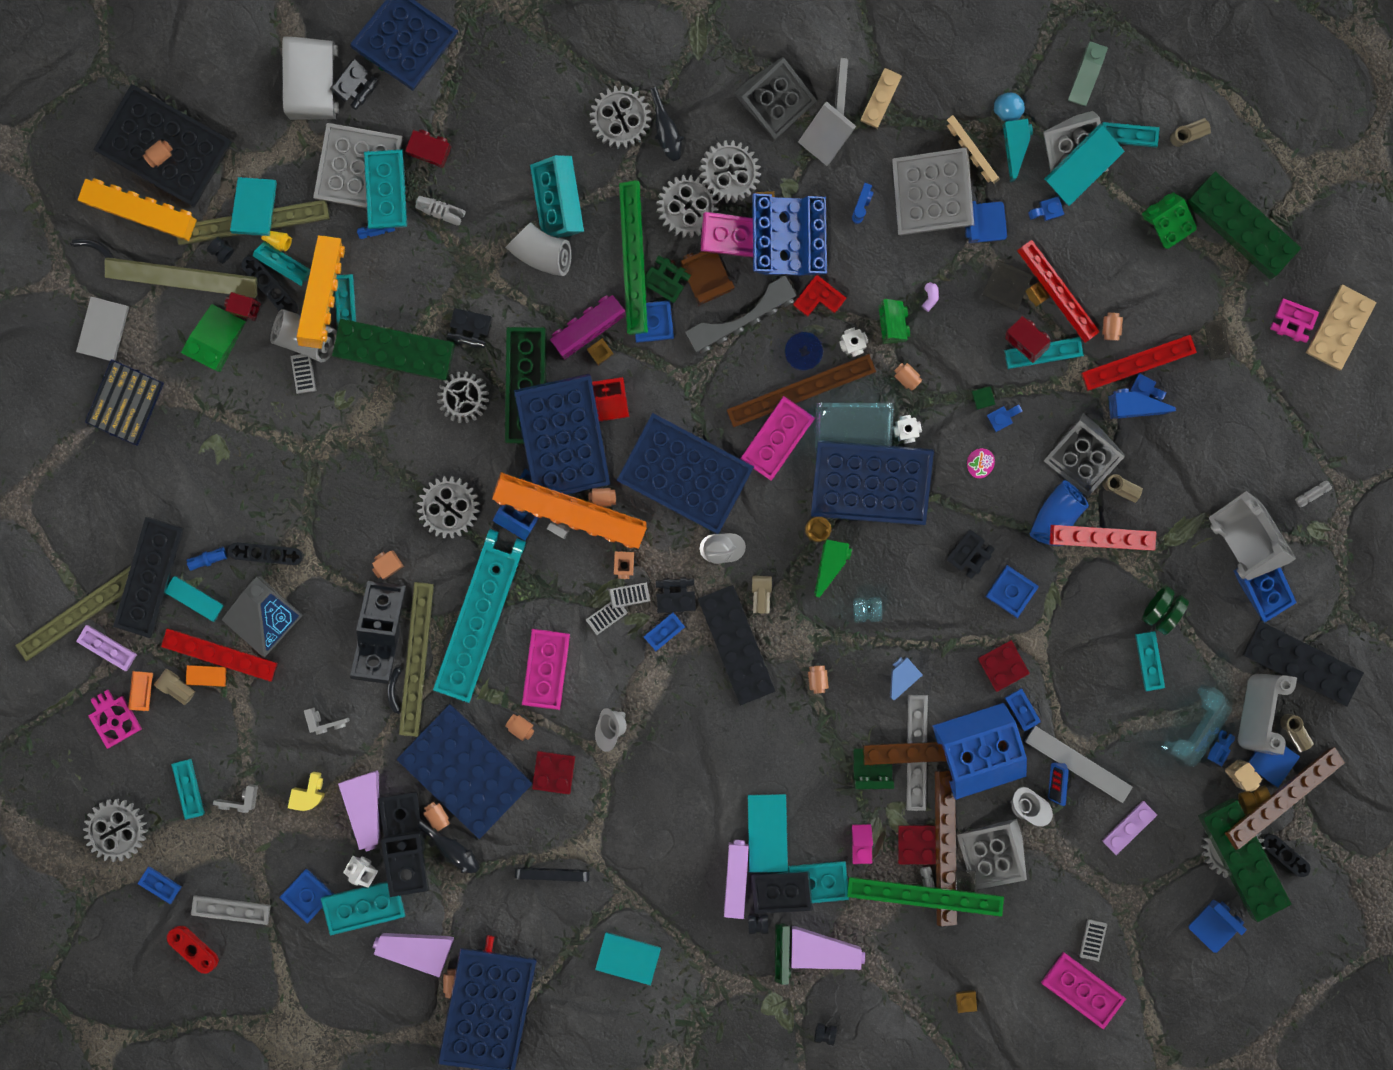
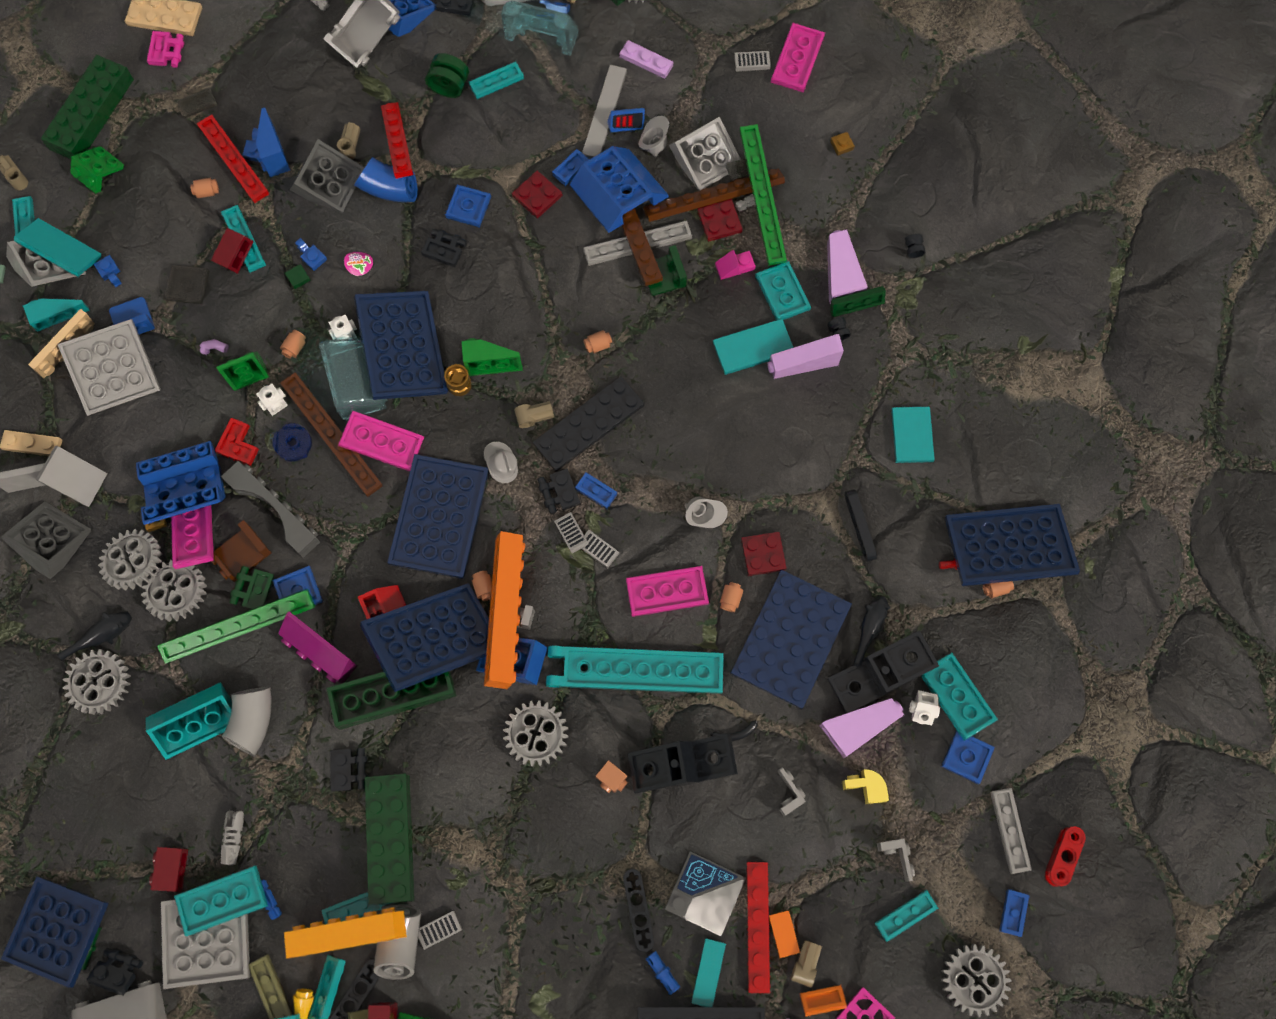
camera: 105 degrees left, 15 degrees down
(416, 659) = (697, 720): olive tile -> none
(419, 952) = (981, 631): lavender slope -> none
(436, 816) = (844, 651): nougat brick -> none
(459, 405) = (420, 744): light grey gear -> none
(600, 351) = (339, 631): pearl gold plate -> none
(624, 557) = (544, 539): nougat brick -> none
(782, 892) = (802, 315): black plate -> none
(860, 609) = (520, 317): clear light blue wheel -> none
(864, 199) = (133, 427): blue plate -> none
(902, 677) = (573, 271): medium blue slope -> none
(1009, 106) = (16, 329): dark azure hair -> none
(1037, 294) = (189, 257): pearl gold plate -> none
(1058, 291) = (184, 237): red plate -> none

